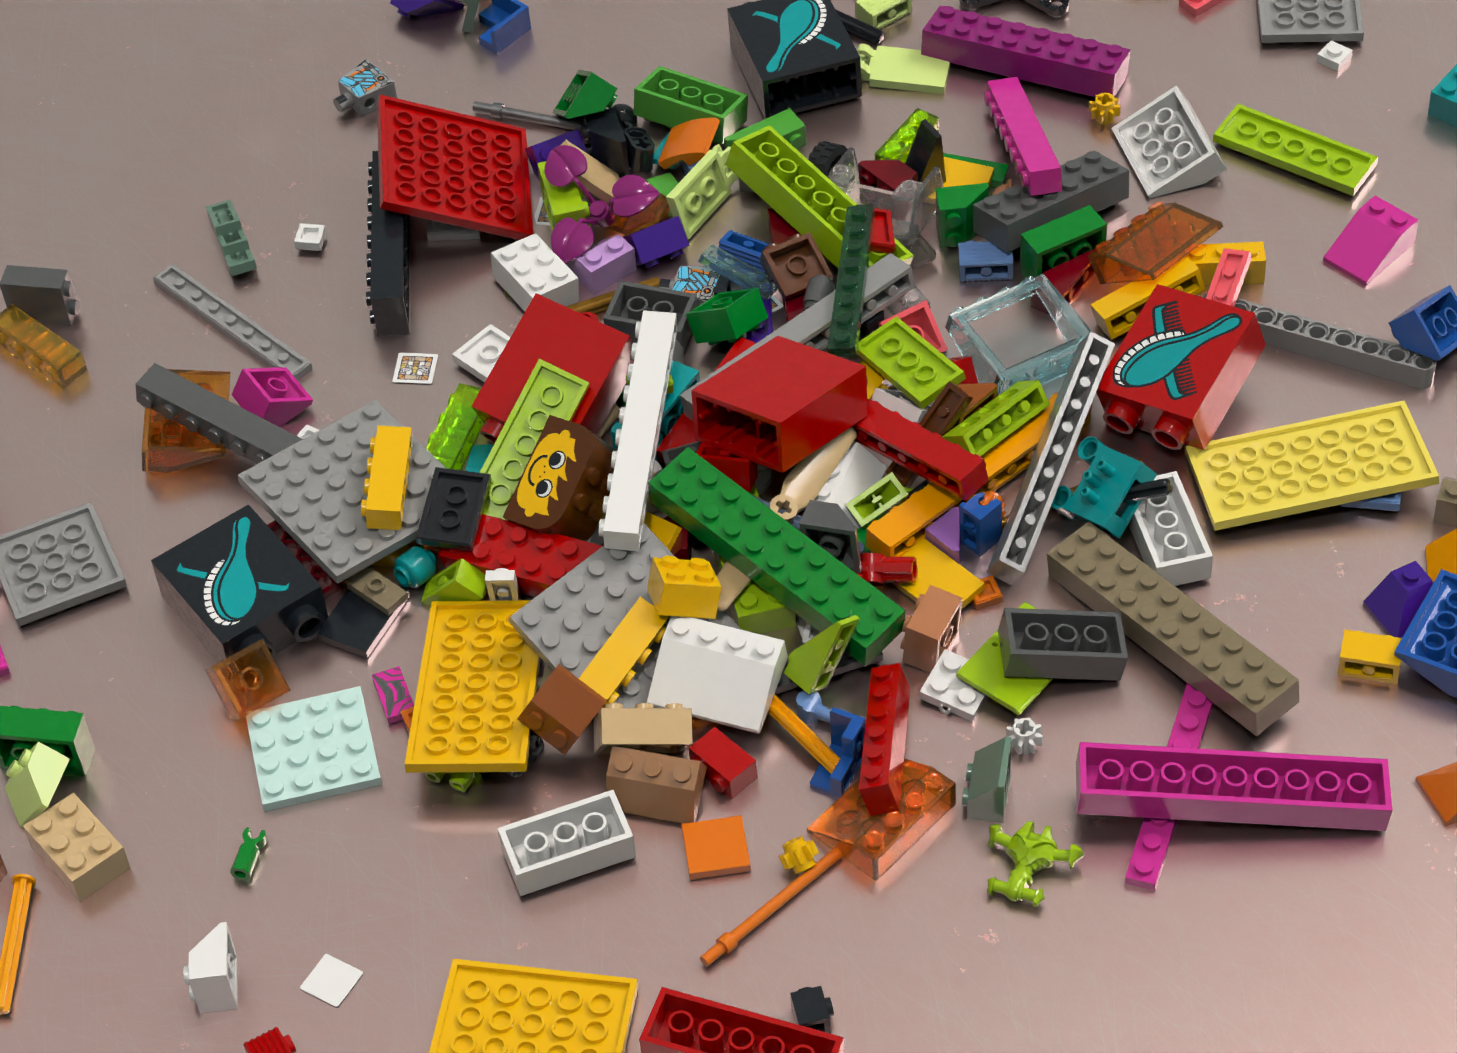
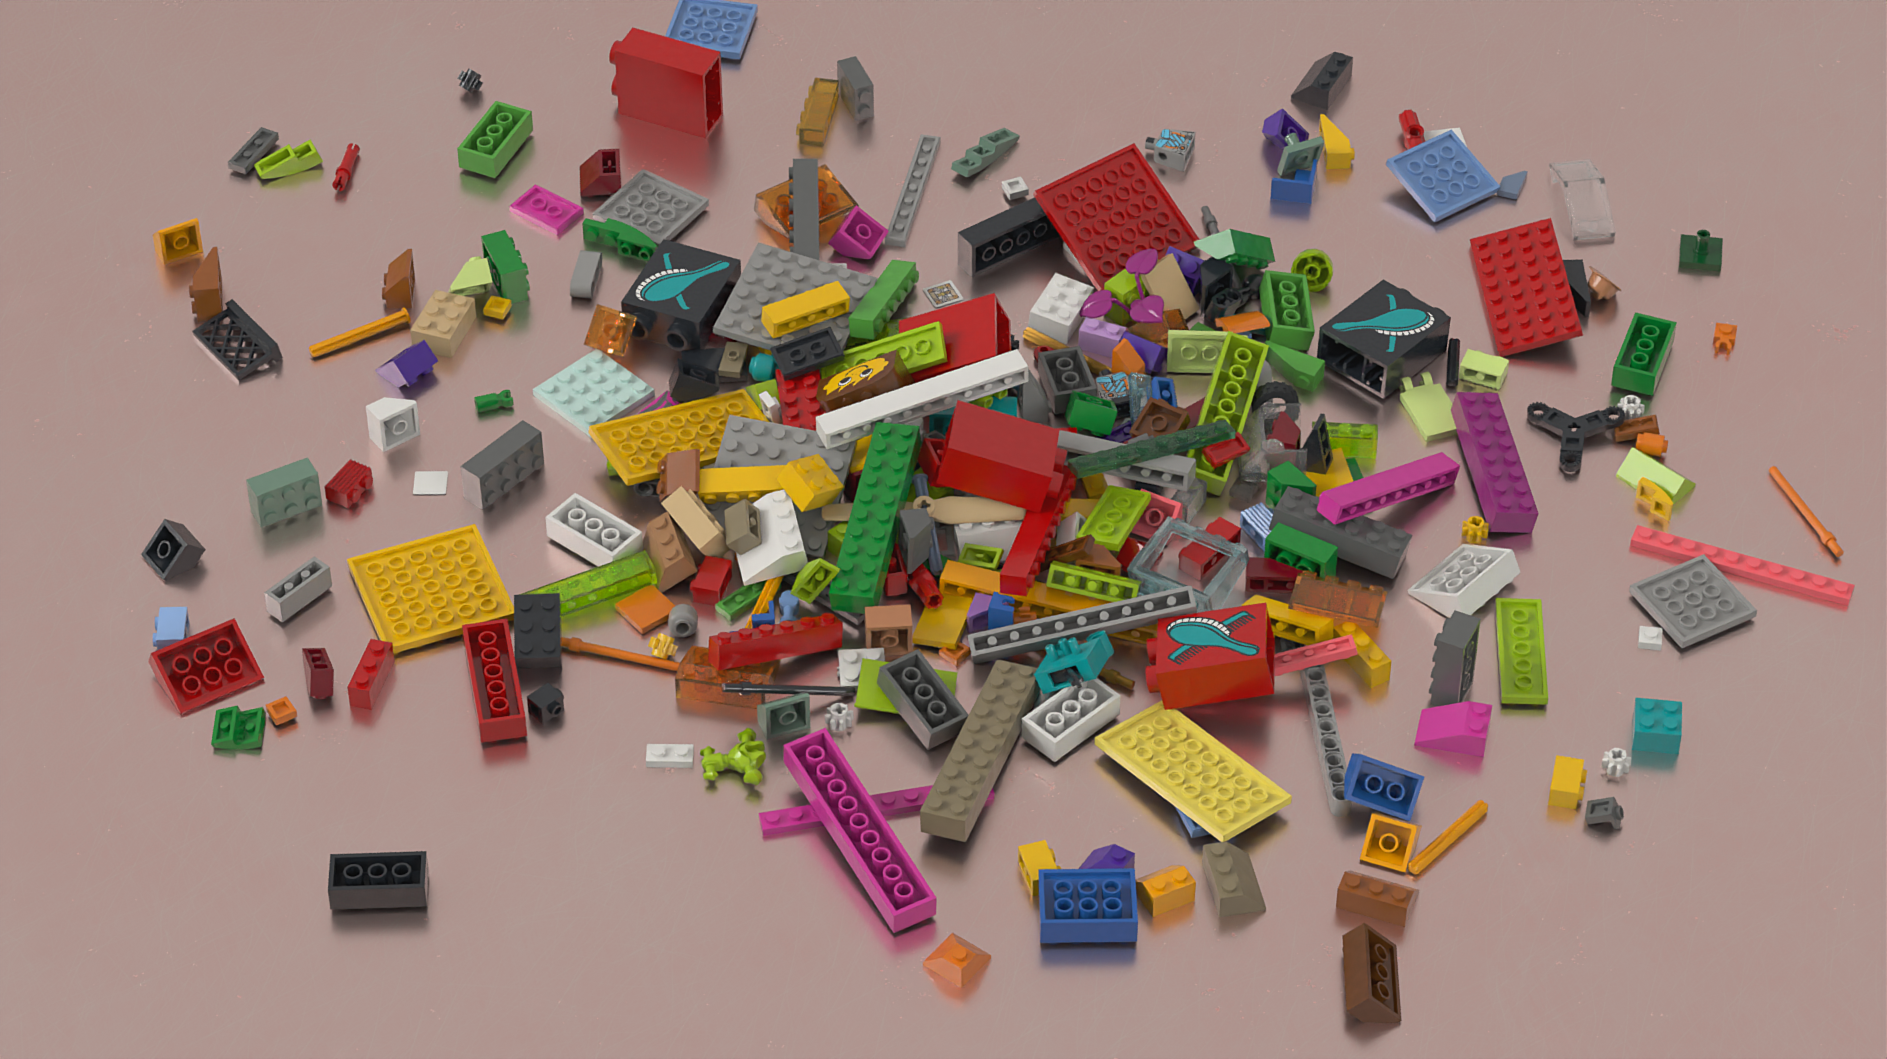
camera: 55 degrees right, 5 degrees down
(90, 604) = (620, 235): none -> green slope
(91, 781) = (497, 307): none -> yellow plate
(111, 670) = (586, 274): none -> light grey beam
(114, 914) = (408, 365): none -> dark purple slope
(385, 884) = (502, 464): none -> dark grey brick
(390, 642) = (692, 382): none -> black slope
(428, 426) = (883, 299): none -> bright green brick
(641, 58) = (1316, 267): none -> lime cylinder
(651, 889) = (602, 583): none -> clear neon green brick
(669, 257) = (1126, 359): none -> orange slope
(691, 686) = (742, 527): none -> dark tan brick
(698, 961) = (537, 630): none -> black brick
(768, 752) = (741, 600): none -> bright green tile
(769, 817) = (683, 620): none -> light grey head
(951, 792) = (747, 688): none -> black bar
(973, 926) = (670, 755): none -> white plate
(995, 328) = (1200, 560): none -> red brick
(1315, 188) = (1454, 659): none -> dark grey brick

